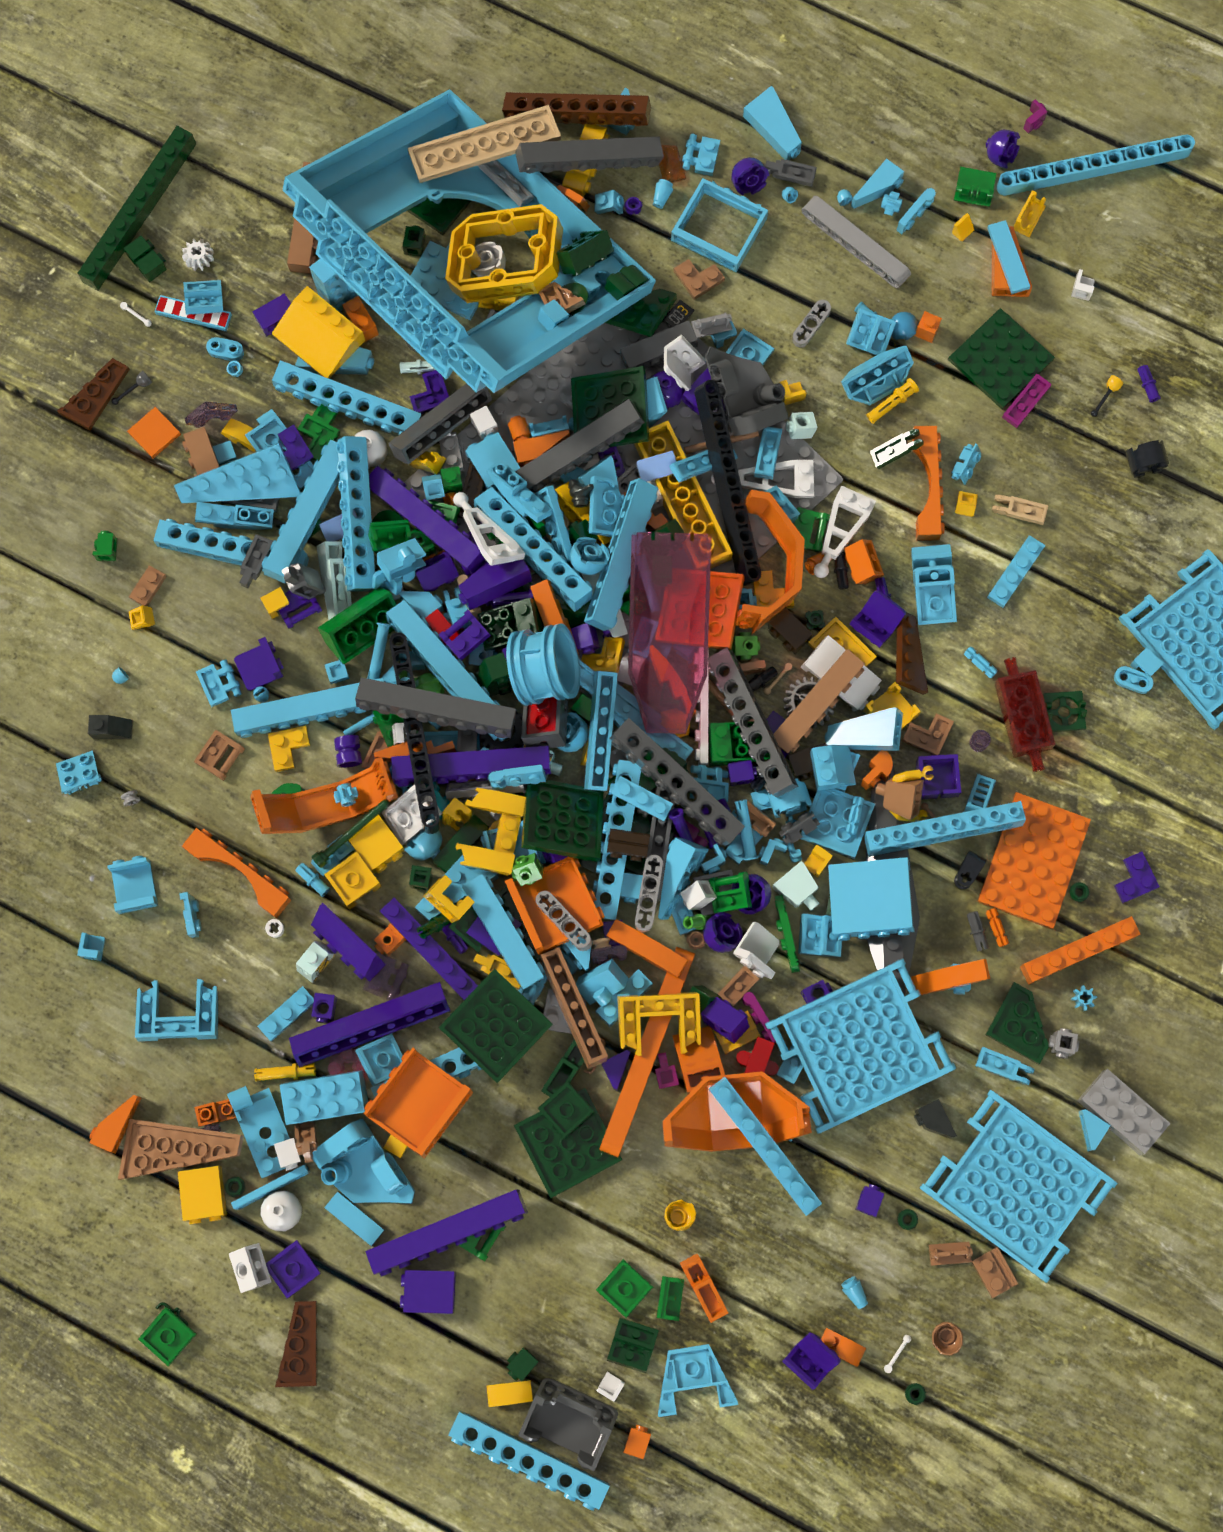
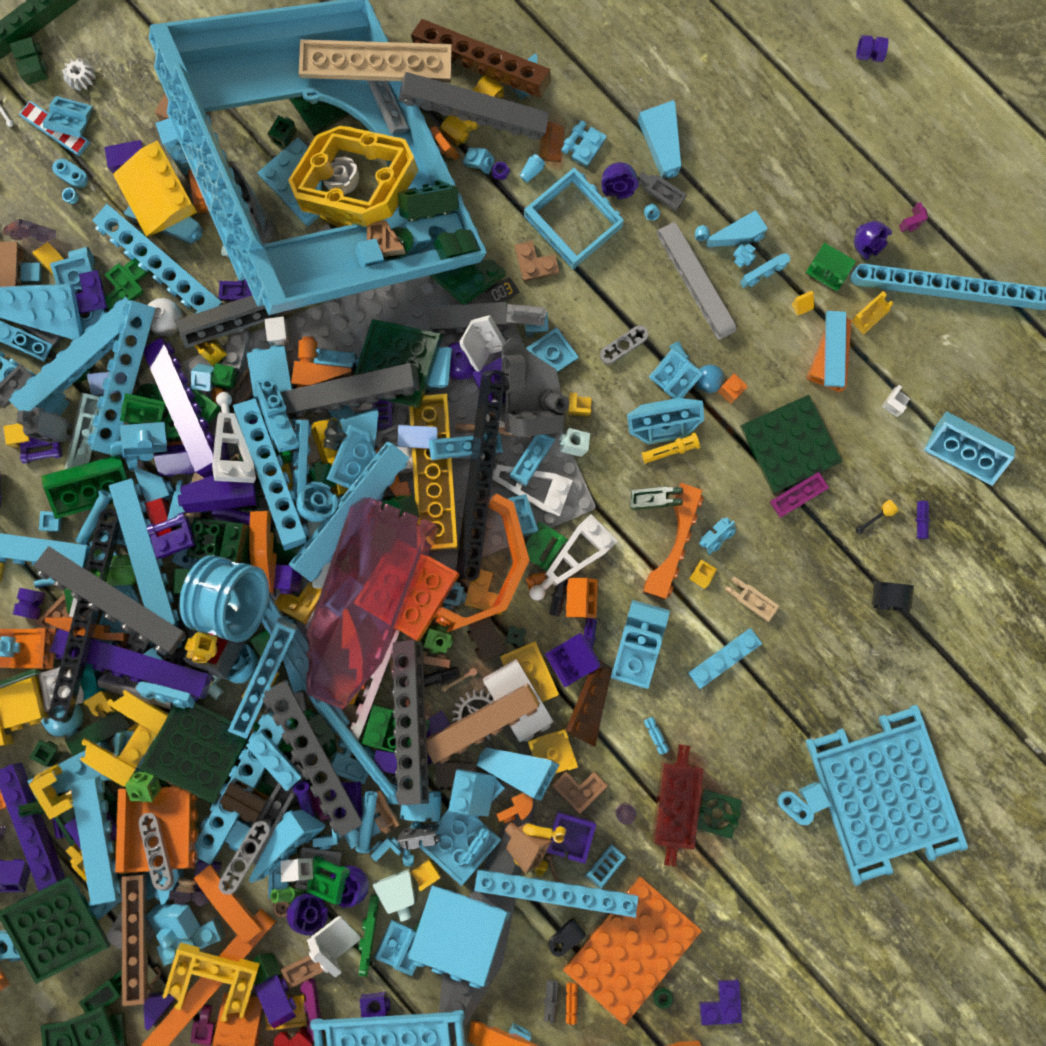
camera: 15 degrees right, 5 degrees up
(537, 717) = (201, 647): none -> yellow brick
(710, 766) = (356, 748): none -> medium azure axle
(1166, 304) = (970, 448): none -> medium azure slope

